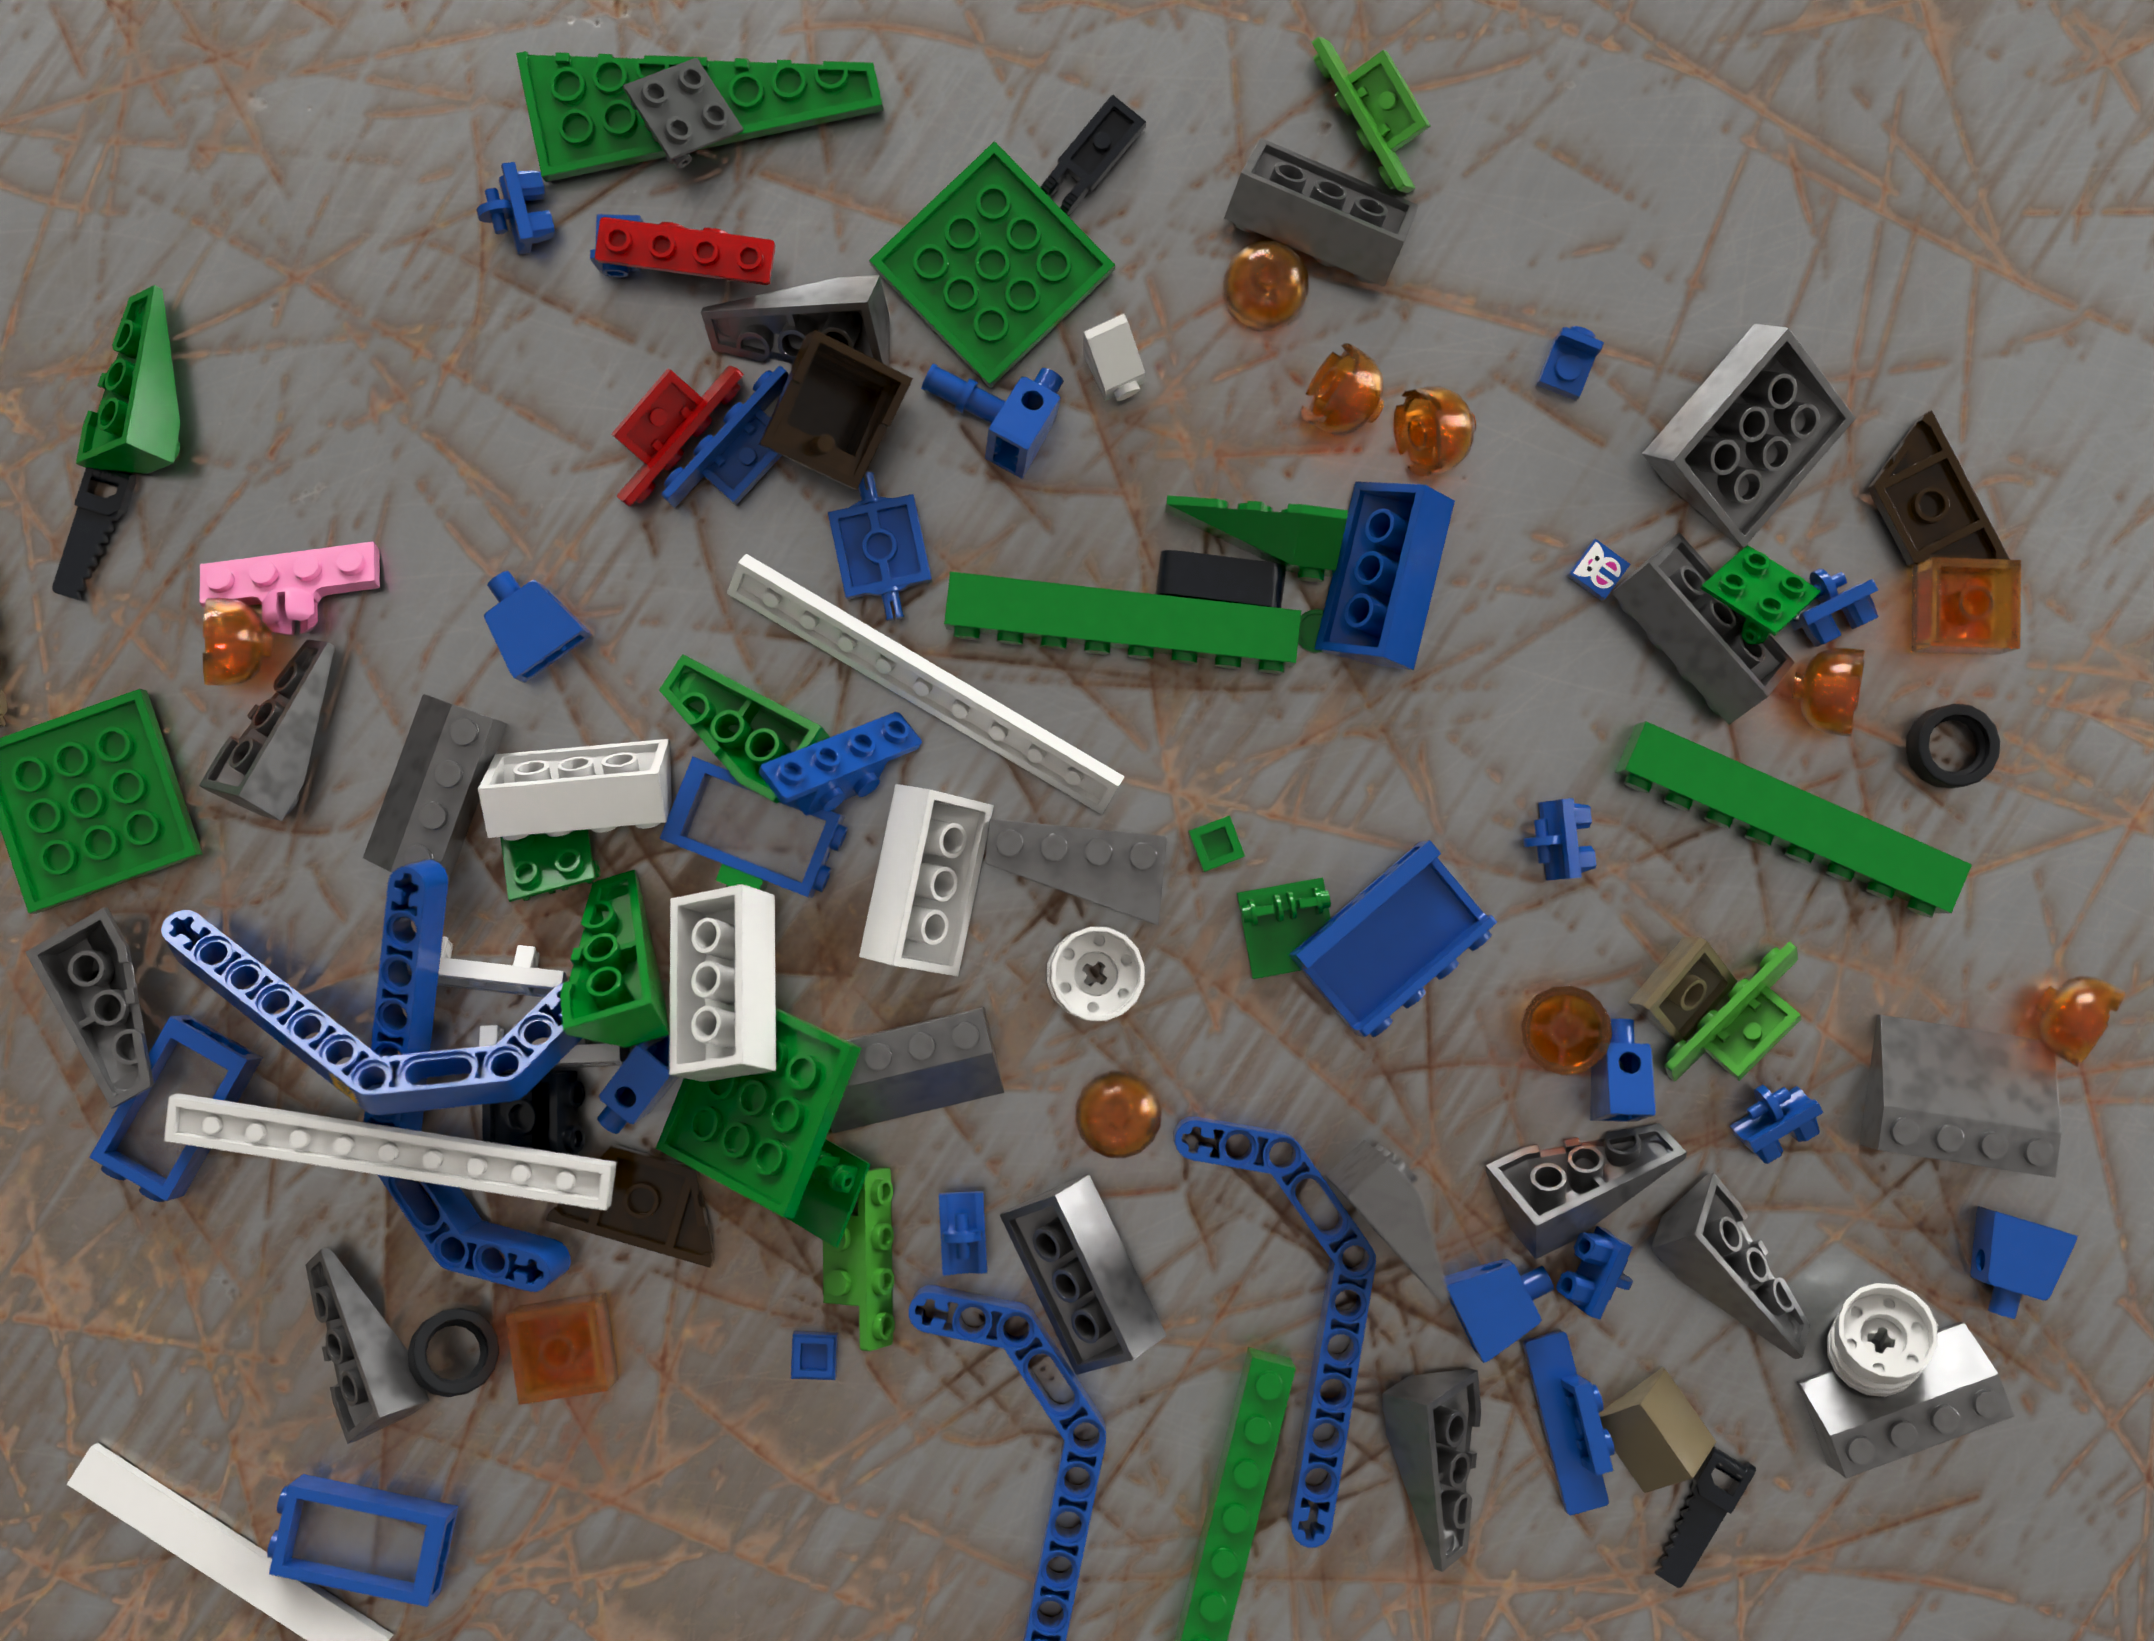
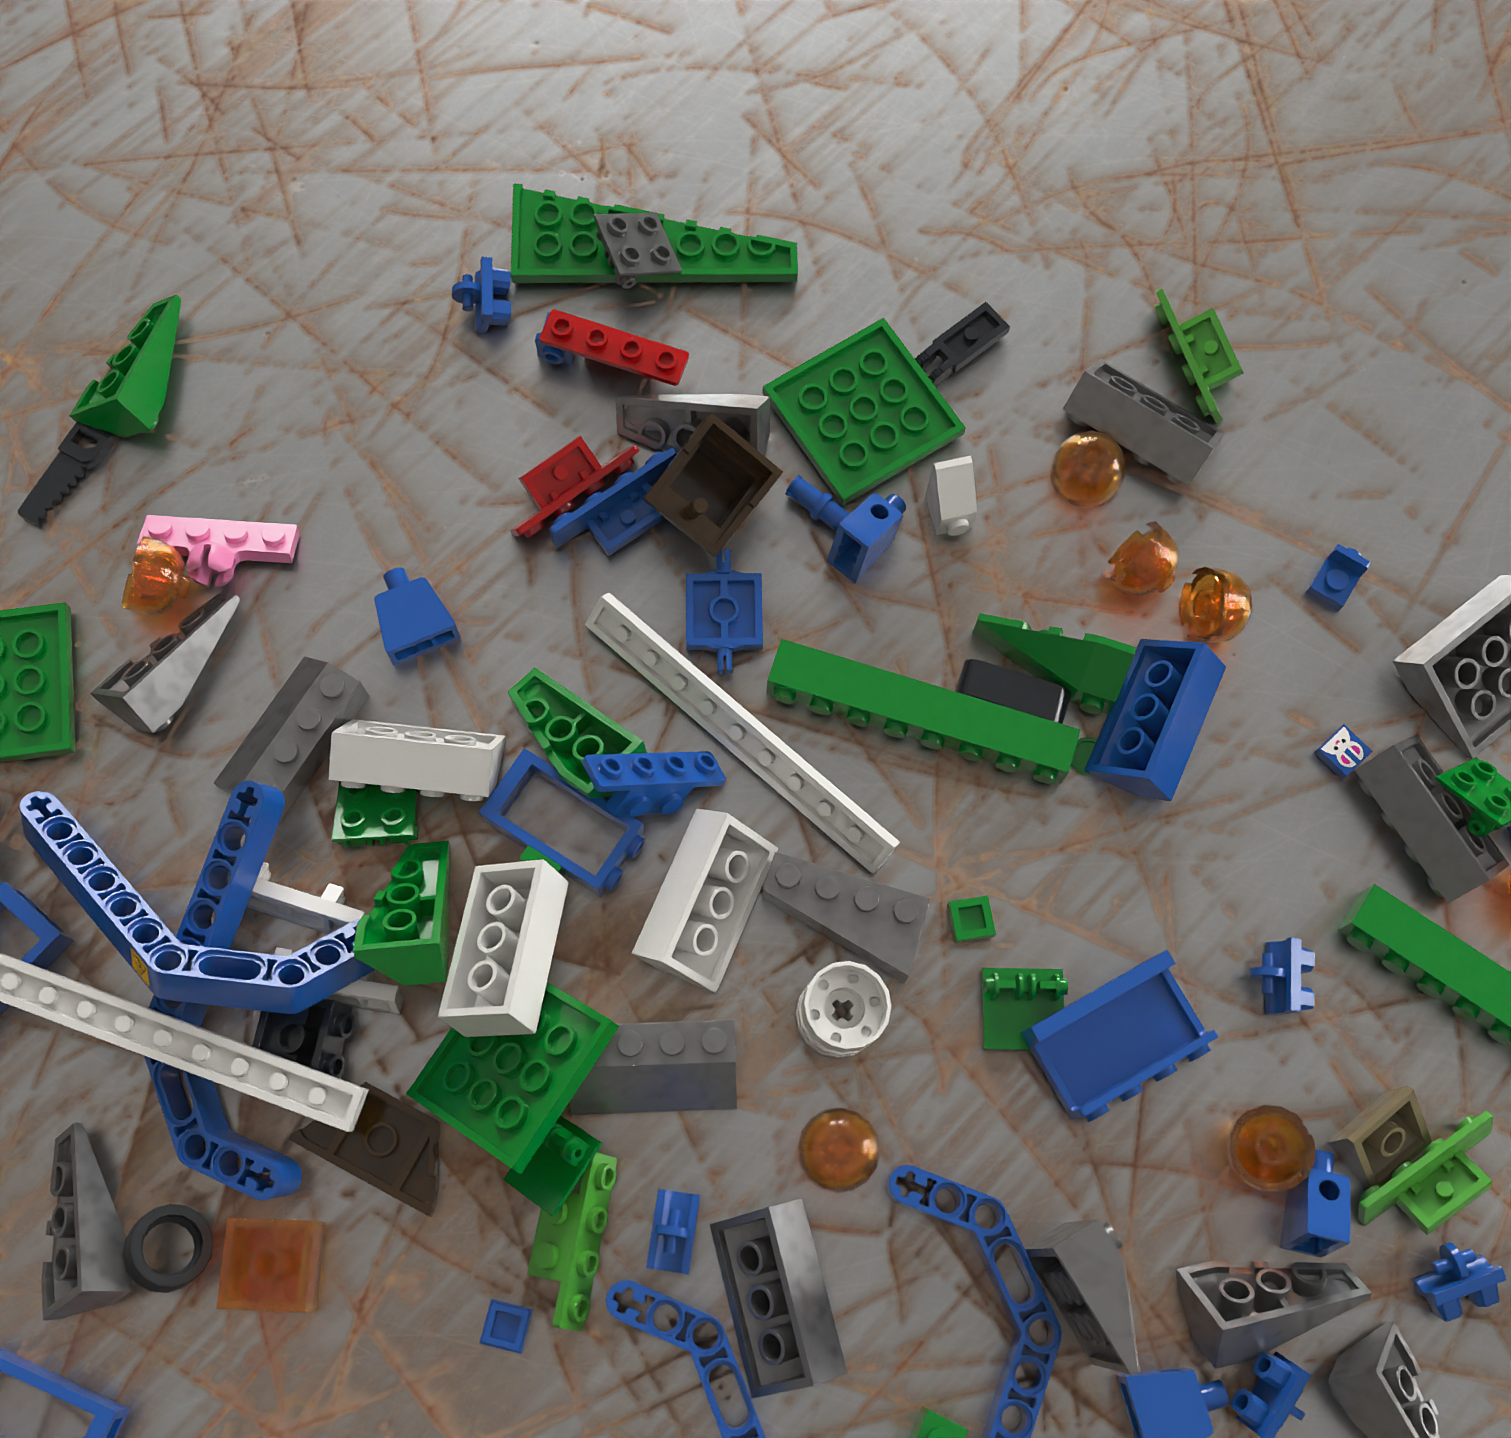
camera: 10 degrees right, 15 degrees down
(637, 1085) = (405, 1027): blue torso -> none

